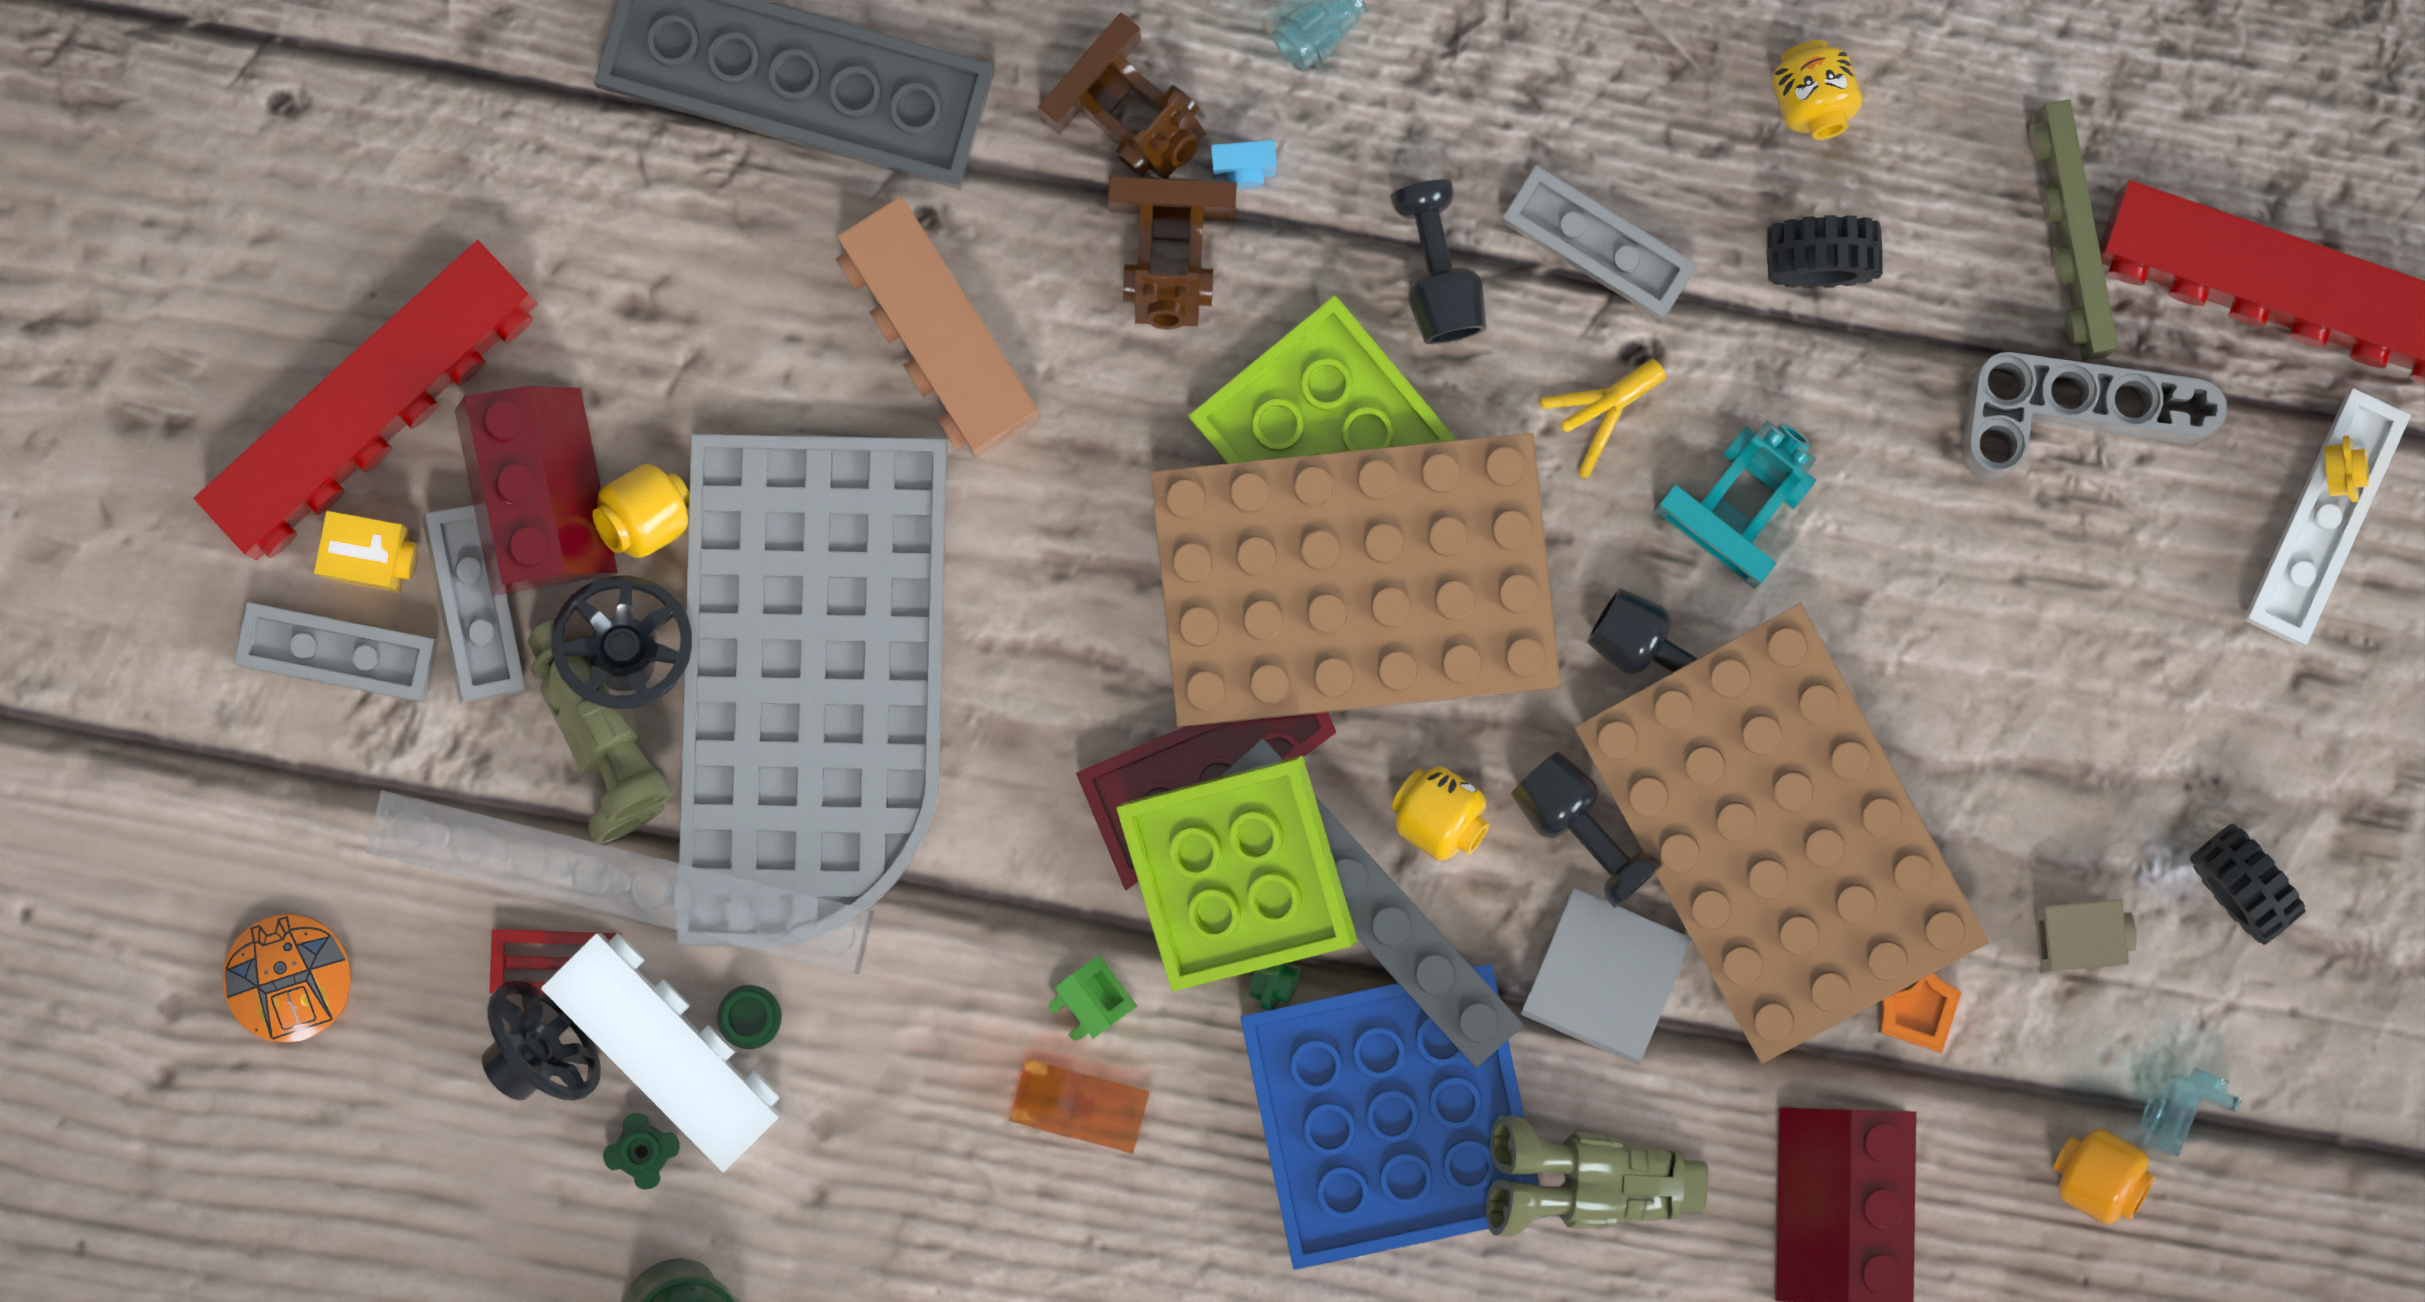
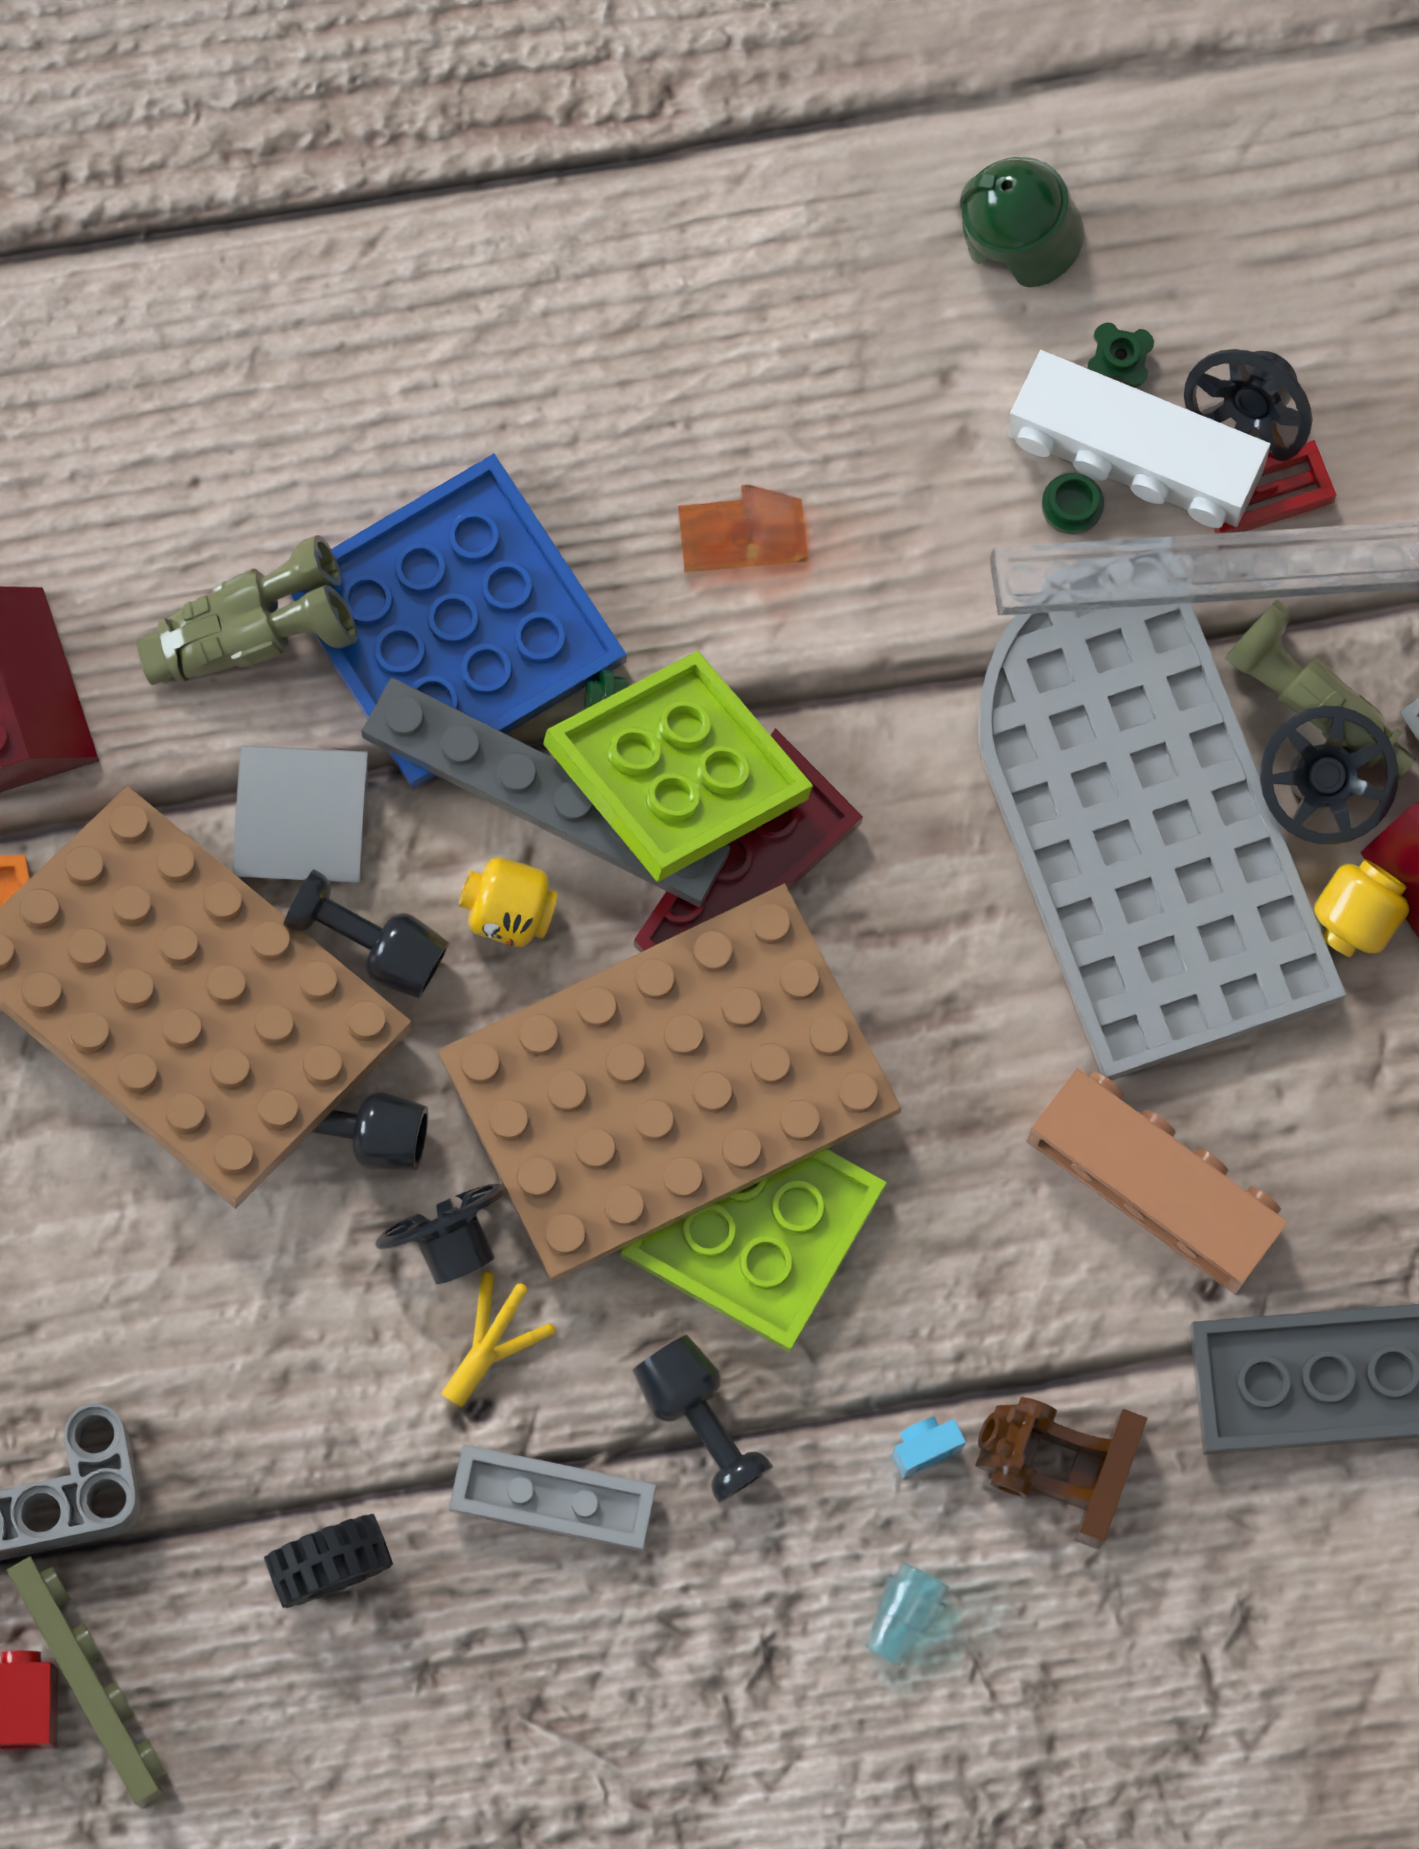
camera: 155 degrees right, 10 degrees down
(1094, 998) = (765, 625): bright green tile -> none
(1176, 213) = (952, 1291): reddish brown tile -> none
(1609, 511) = (454, 1240): none -> black wheel
(1778, 461) = (333, 1267): teal tile -> none
(1816, 89) = (391, 1728): yellow head -> none

